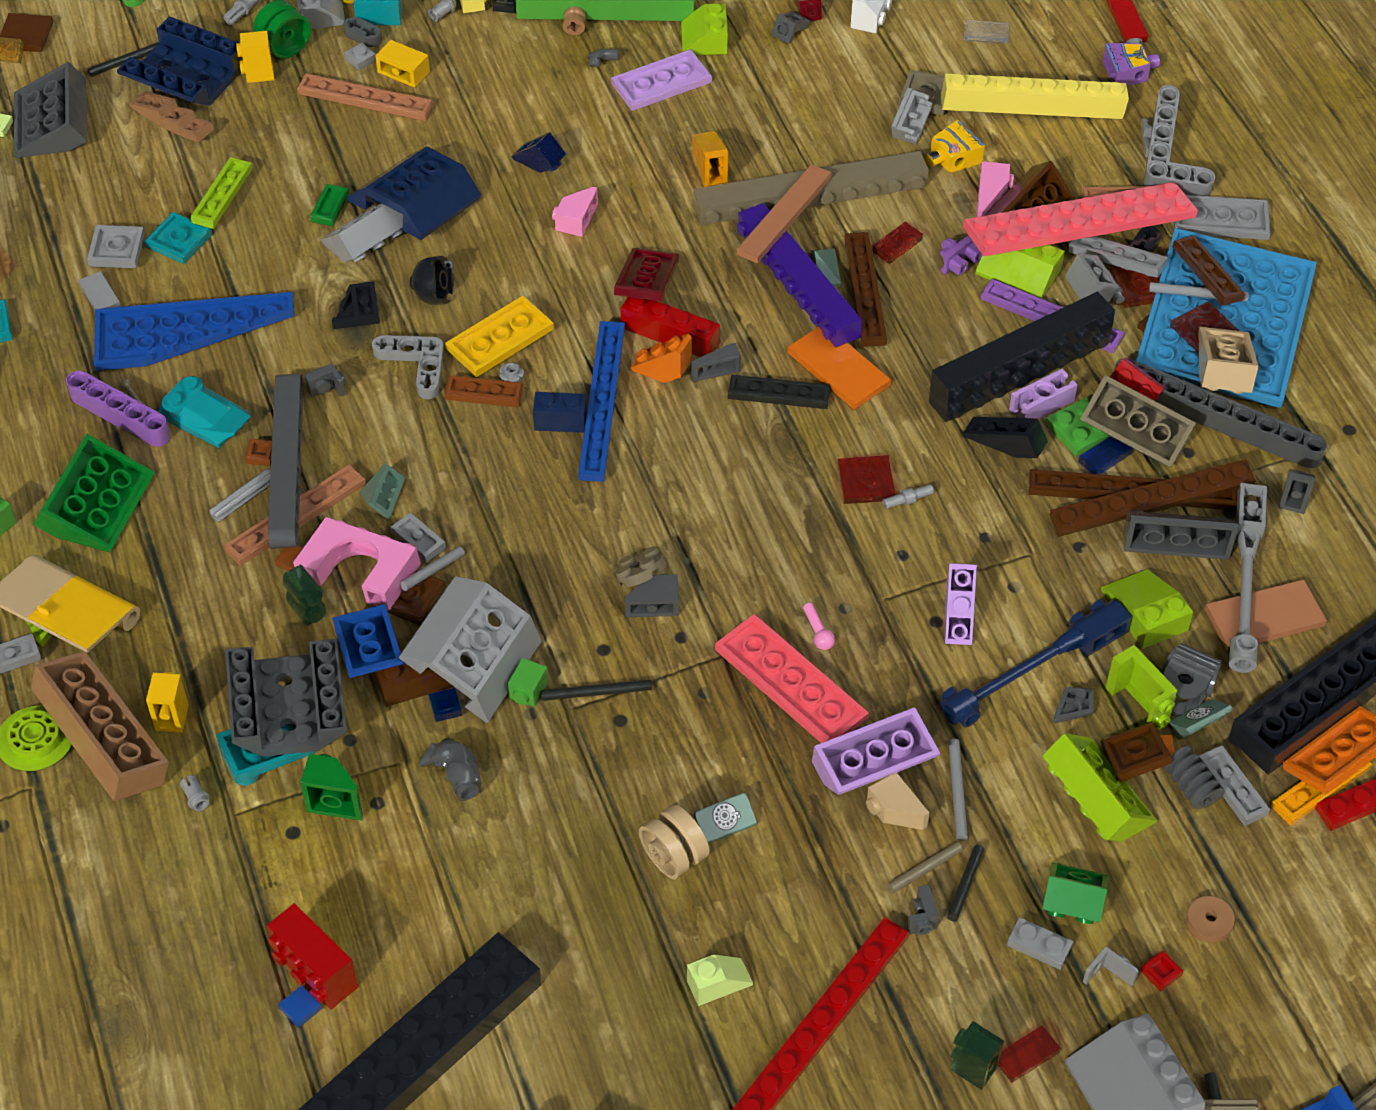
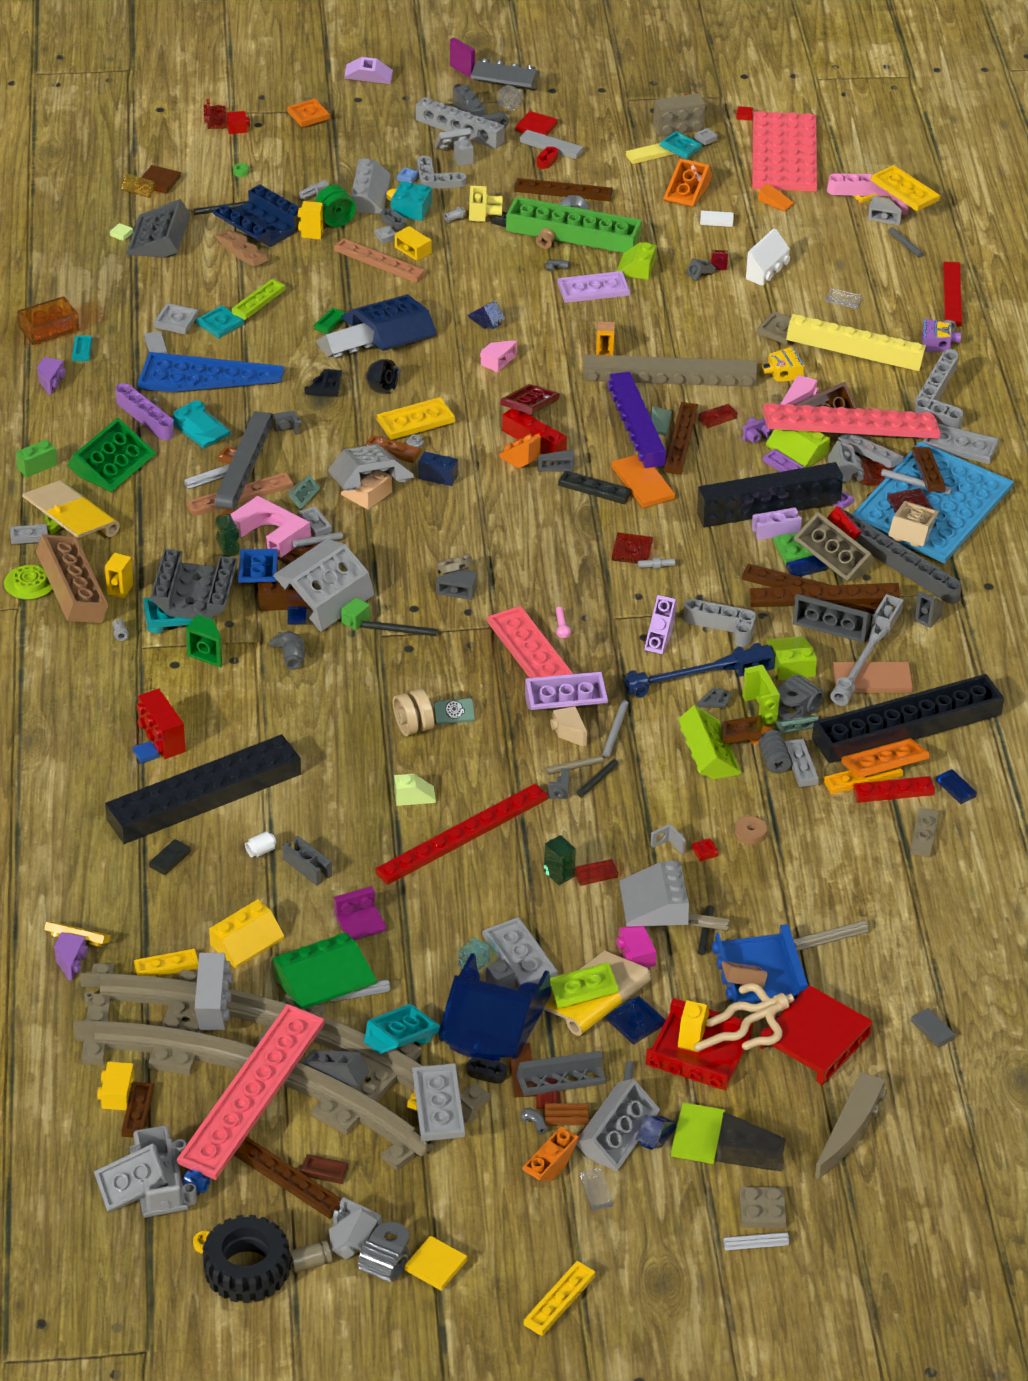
camera: 15 degrees right, 10 degrees down
(425, 358) = (362, 419): light grey beam -> none
(461, 429) = (365, 459): none -> light grey slope
(474, 465) = (373, 489): none -> light nougat slope
(601, 402) = (469, 468): blue plate -> none
(784, 213) = (640, 379): nougat tile -> none
(911, 116) = (760, 339): light grey hinge -> none
(1008, 435) = (742, 541): black slope -> none
(1034, 567) = (722, 617): none -> light grey beam
(1040, 943) = (631, 819): light grey plate -> none
(1075, 893) = (665, 795): green slope -> none
(1144, 233) = (898, 445): black beam -> none

